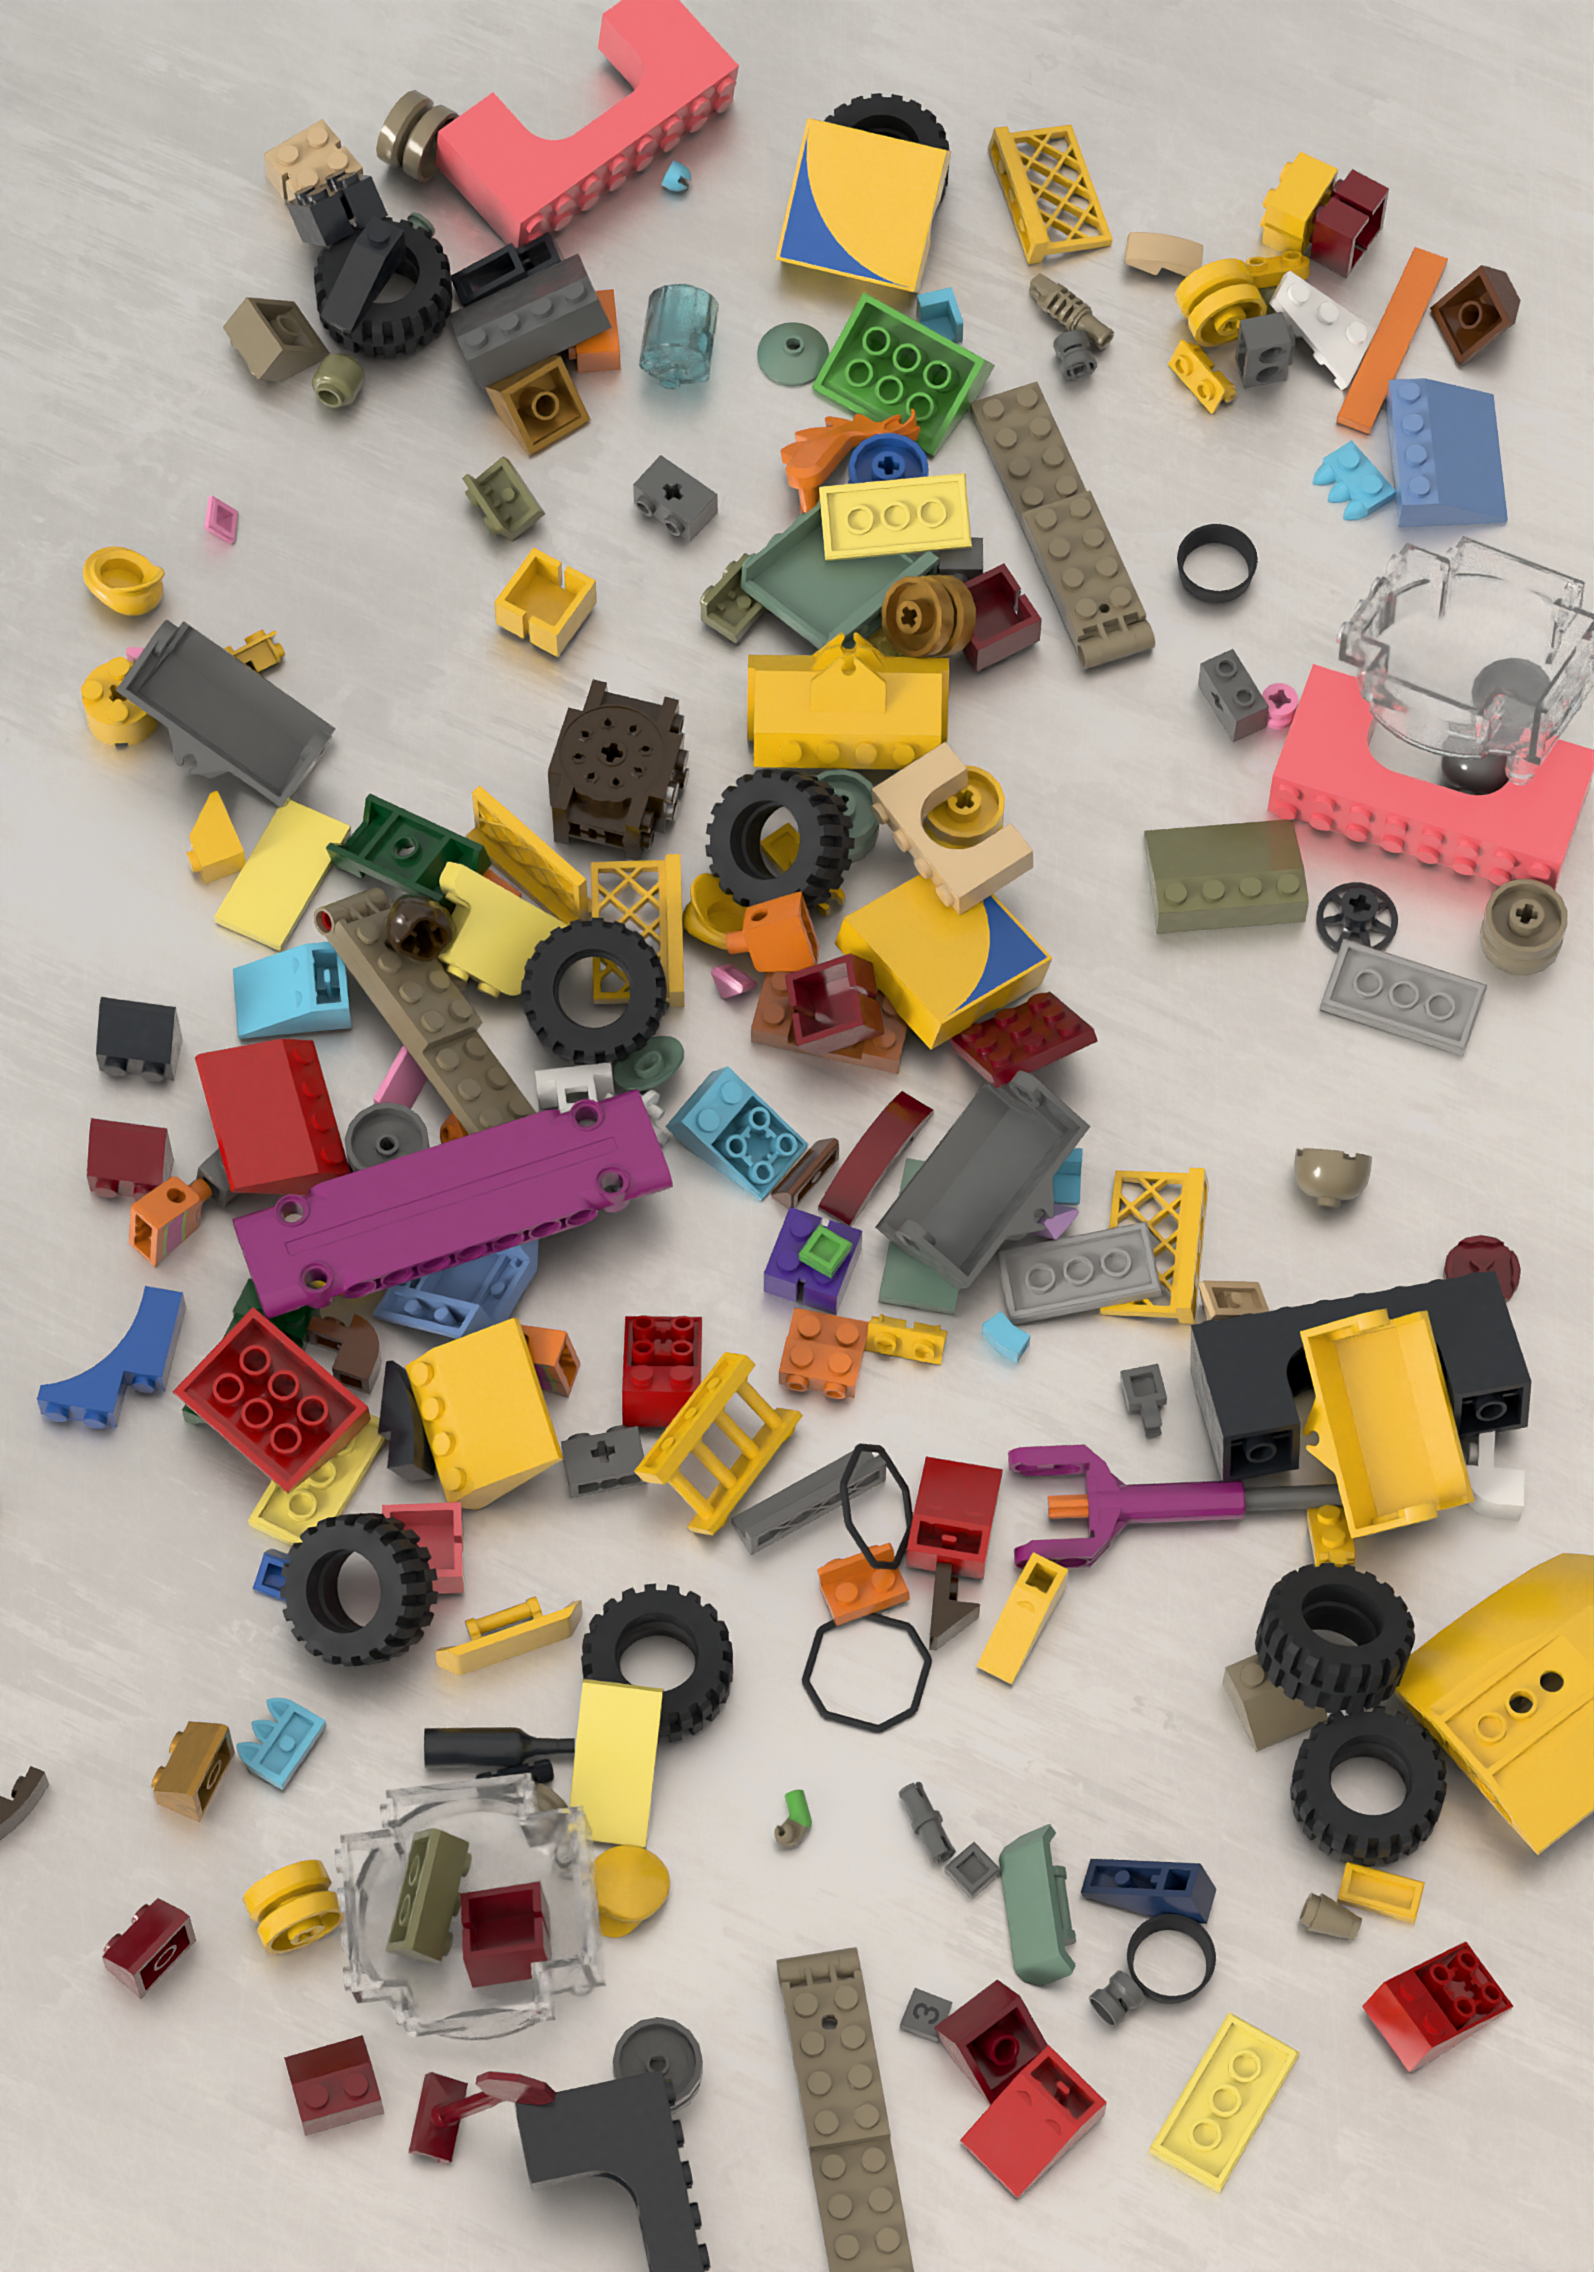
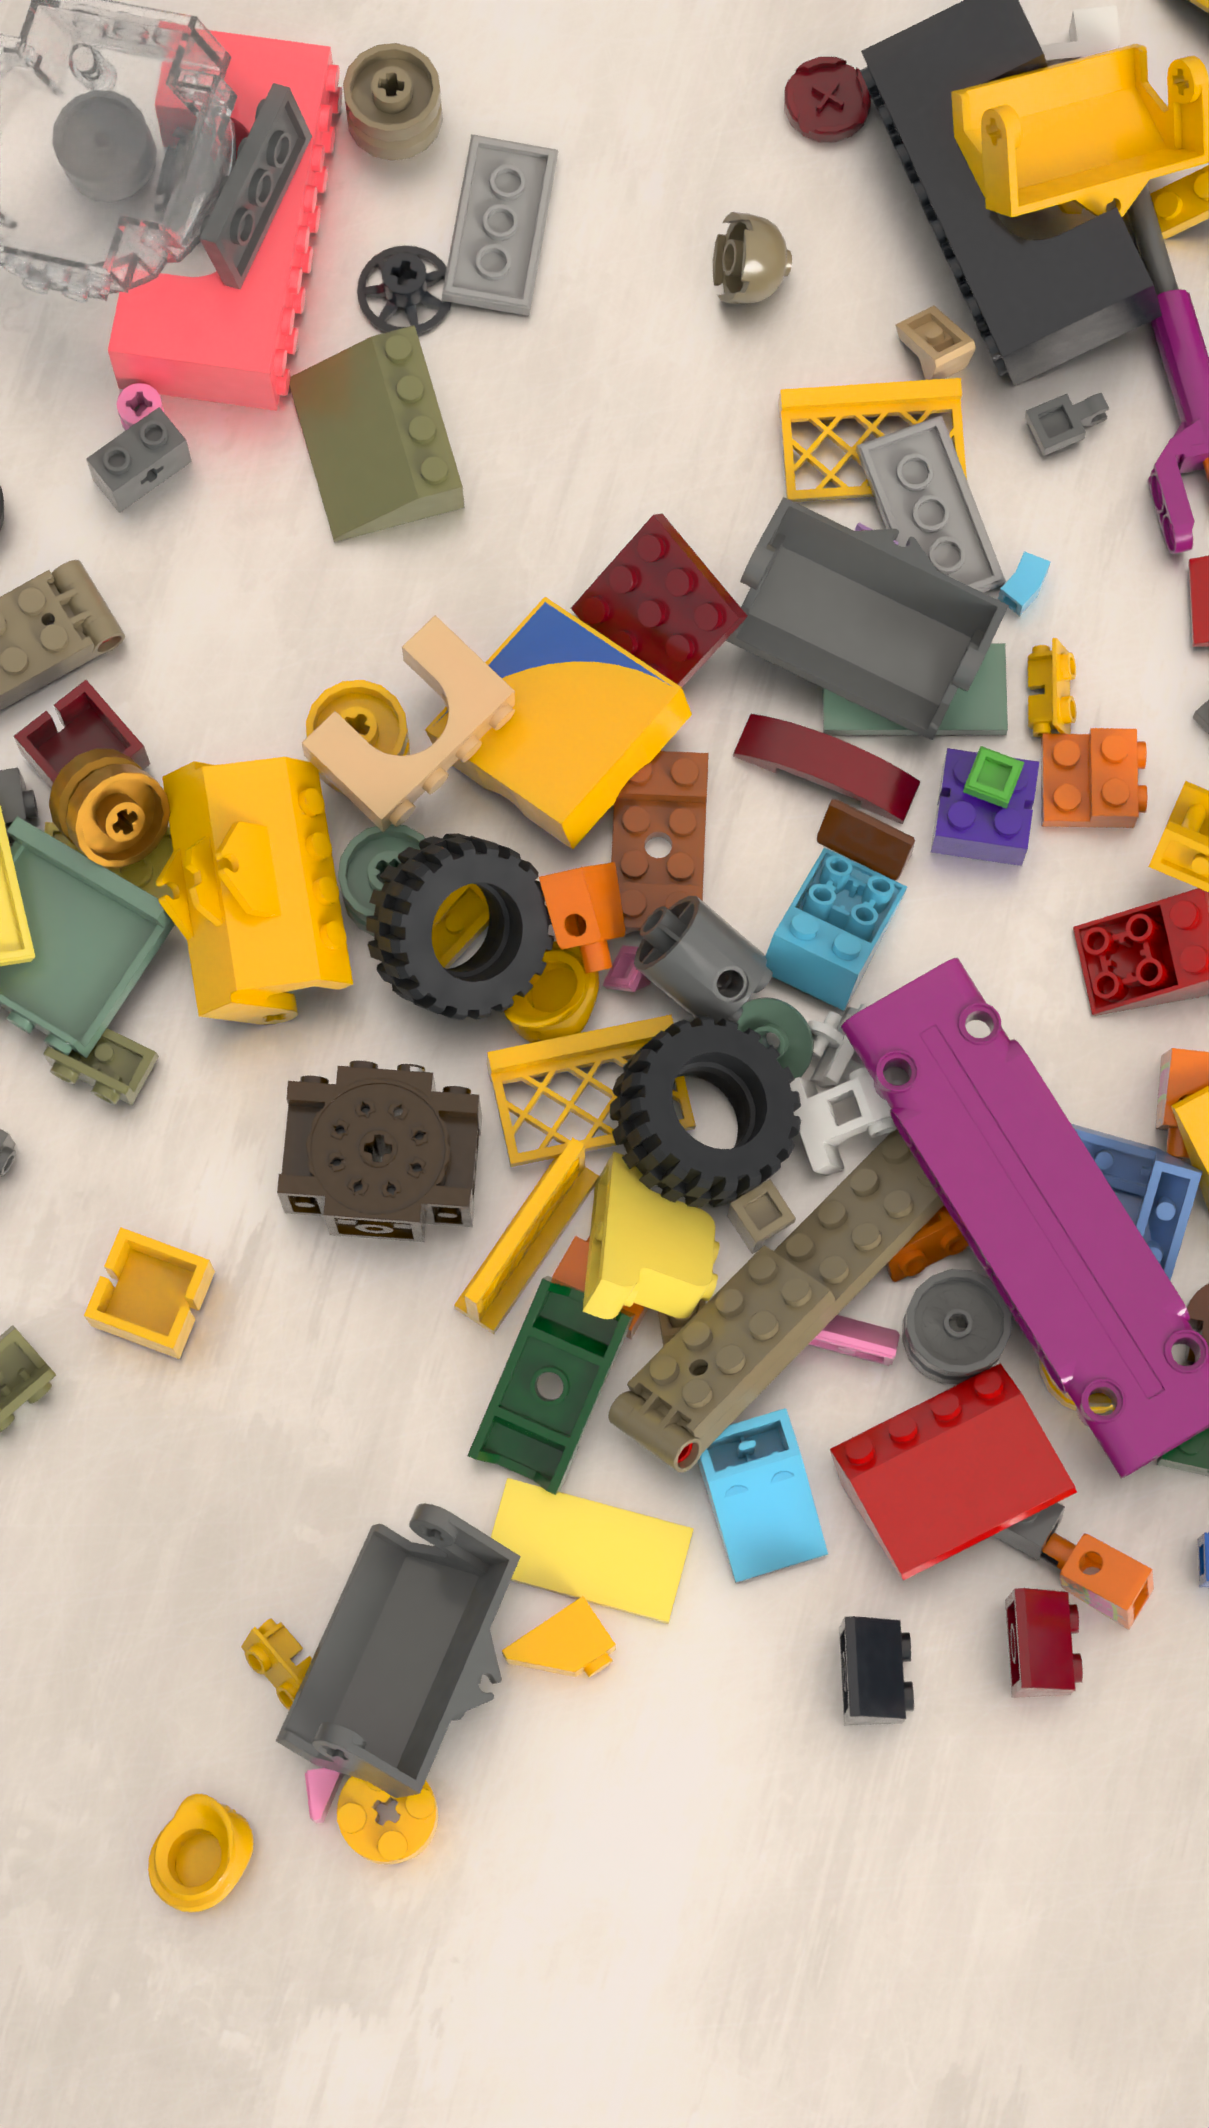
camera: 100 degrees left, 10 degrees up
(221, 519) = (86, 1748): bright pink slope -> none
(419, 927) = (676, 1329): dark brown piece -> none
(510, 1028) = (760, 1215): none -> dark tan panel
(719, 1013) = (700, 960): none -> dark grey cylinder
(841, 1001) = (668, 819): dark red piece -> none
(1425, 773) = (255, 186): none -> dark grey plate

